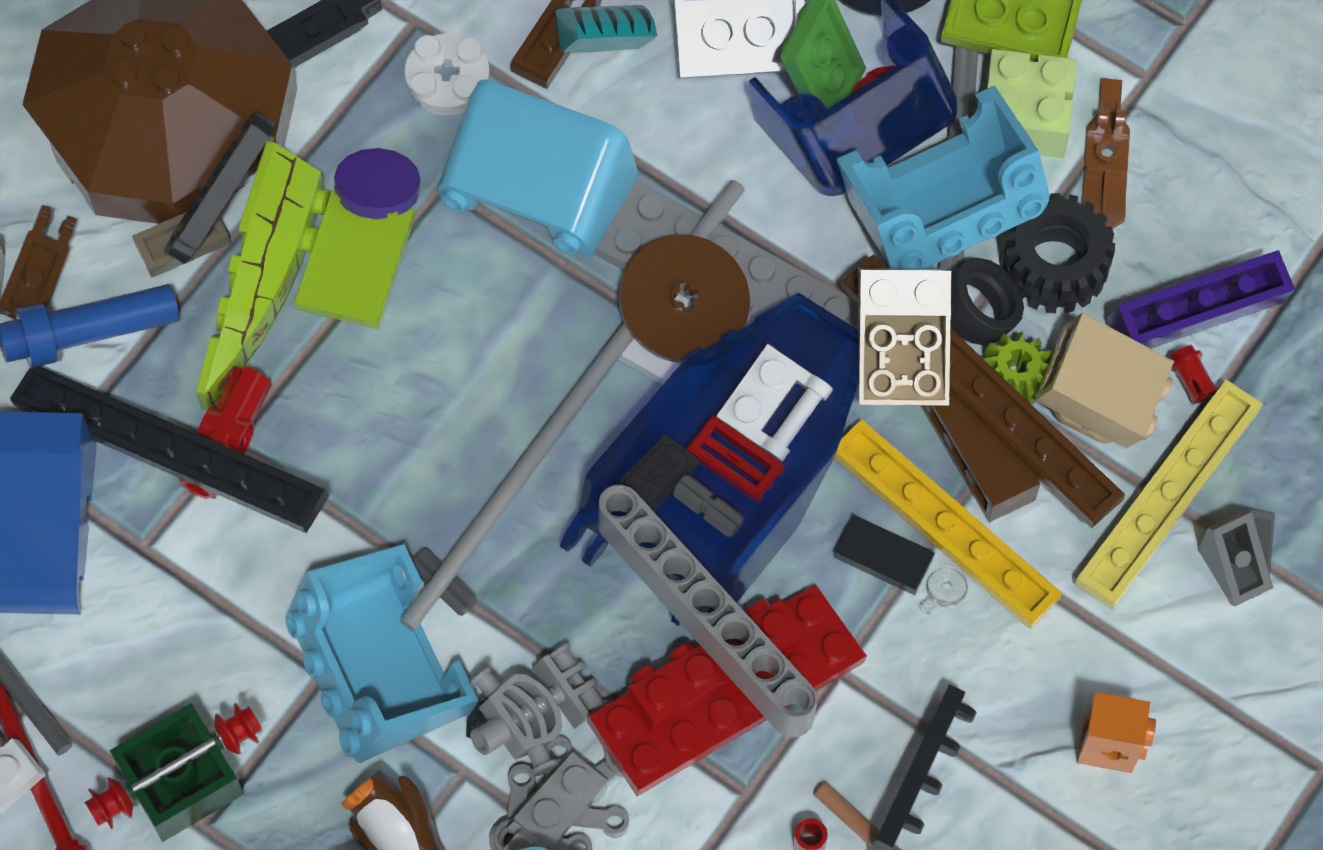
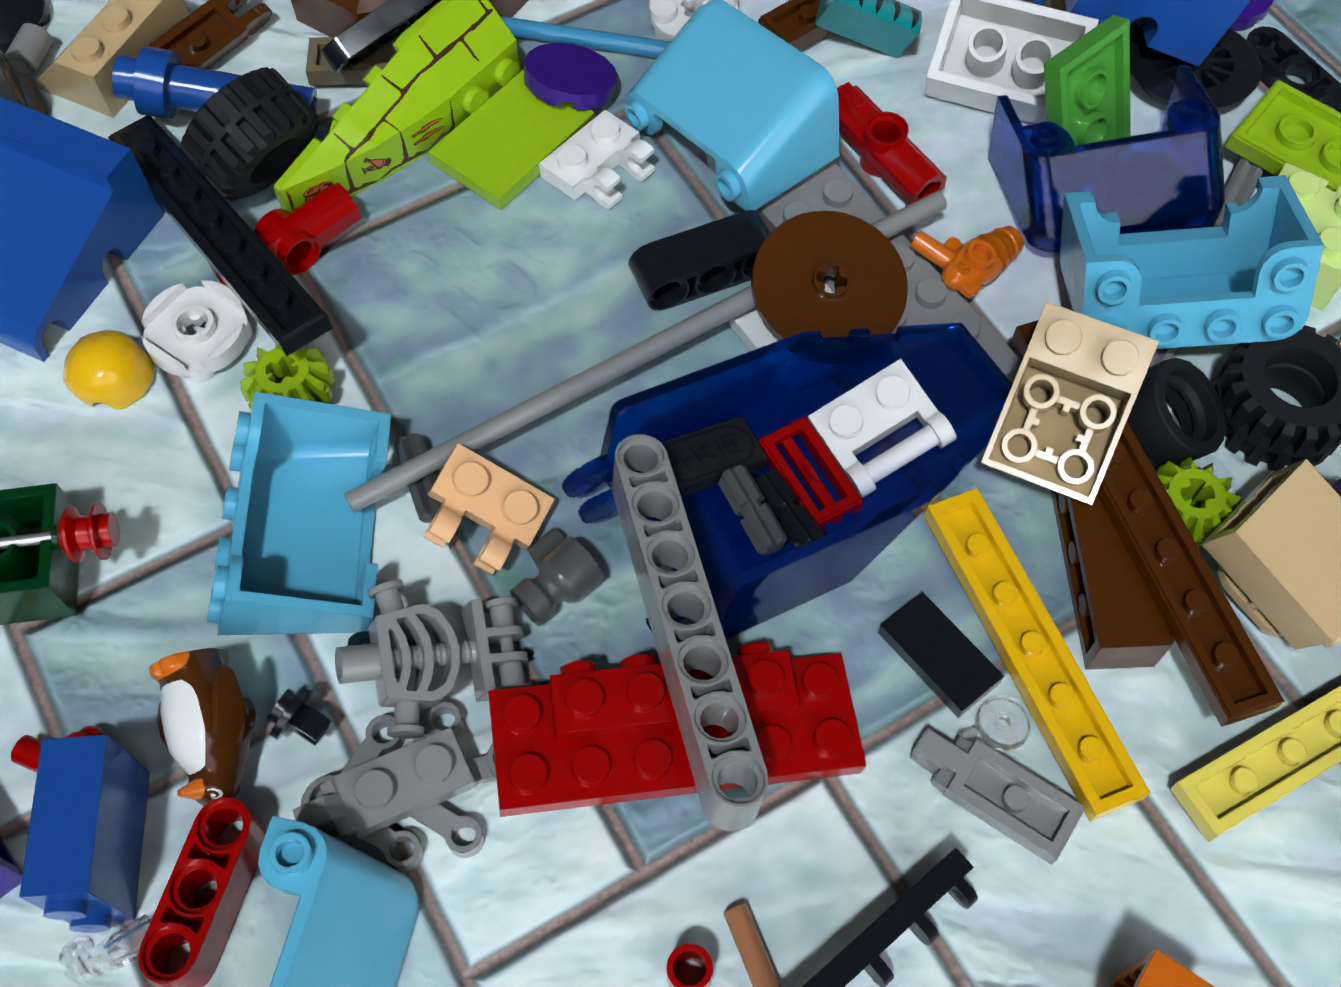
camera: 25 degrees right, 5 degrees down
(144, 599) = (108, 369): none -> yellow hair
(158, 356) = (249, 133): none -> black tyre
(181, 516) = (202, 353): none -> white plate
(284, 546) = (296, 376): none -> lime gear
(370, 134) = (585, 37): none -> dark azure bar
(429, 249) = (589, 156): none -> white plate
(454, 792) = (294, 714): none -> black plate
(509, 576) = (492, 499): none -> light nougat plate
(570, 312) = (699, 260): none -> black beam
(591, 608) = (564, 575): none -> dark grey piece
(690, 158) = (886, 146): none -> red piece
(743, 500) = (795, 520): none -> black piece
(784, 228) = (973, 263): none -> orange piece
(962, 635) = (1000, 793): none -> light grey hinge

